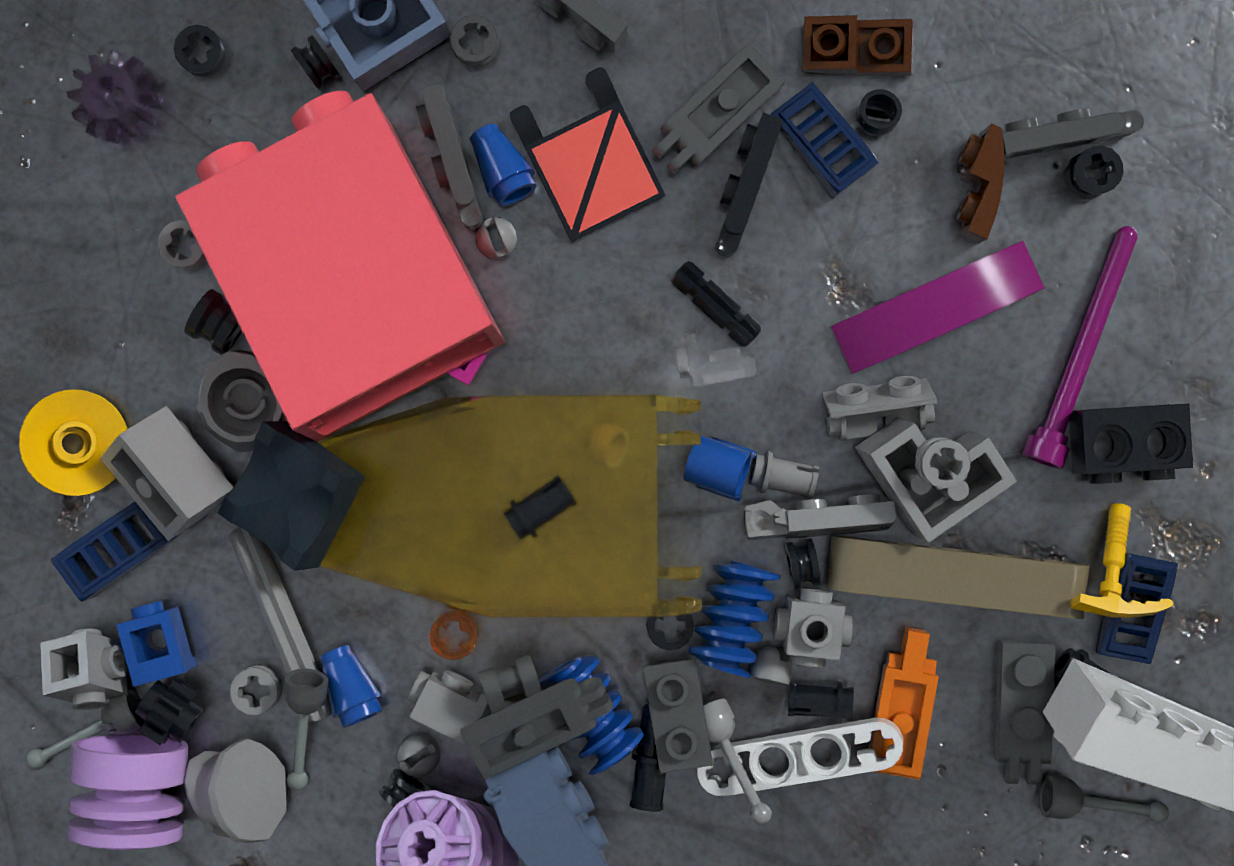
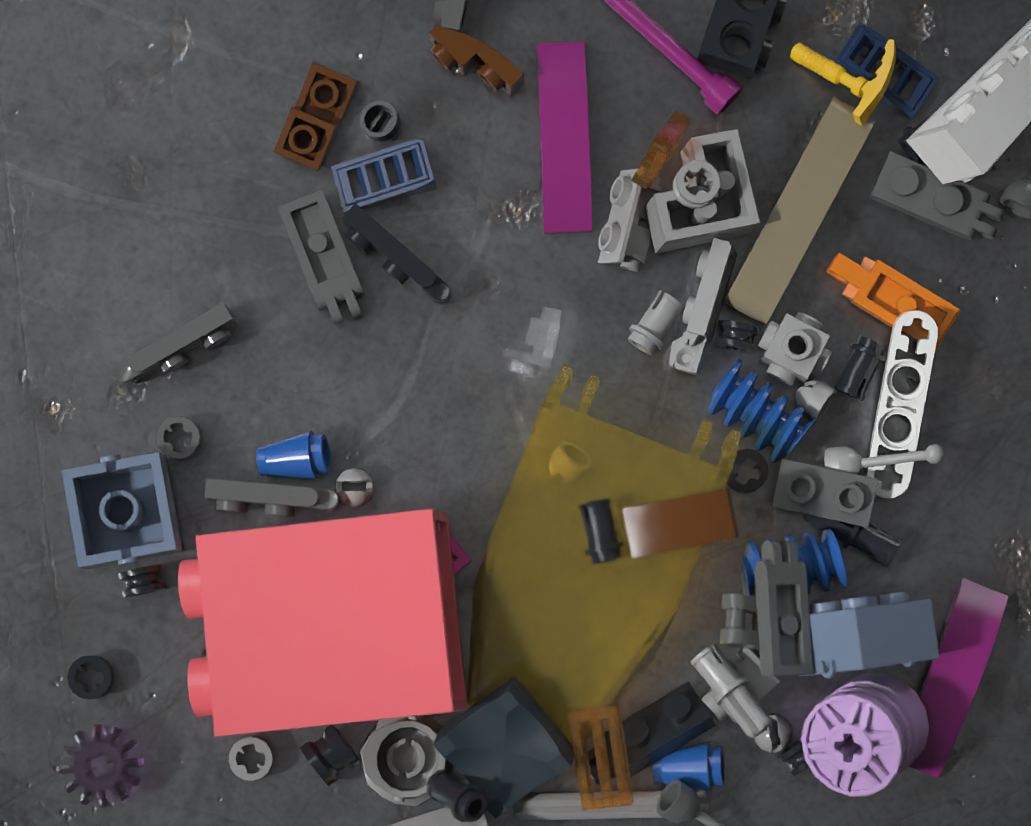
camera: 65 degrees left, 5 degrees down
(219, 475) = (464, 800): none -> black pin
(358, 574) = (619, 752): none -> clear orange tile
(364, 633) = (659, 730): none -> black hinge
(435, 703) = (731, 690): none -> light grey axle
(441, 645) = (676, 645): clear orange bush -> none
(581, 587) = (680, 522): none -> reddish brown slope
(593, 165) = (327, 381): coral flag -> none
(716, 304) = (486, 322): black axle -> none
(719, 467) = (627, 373): blue piece -> none
(963, 411) = (661, 150): none -> clear orange tile

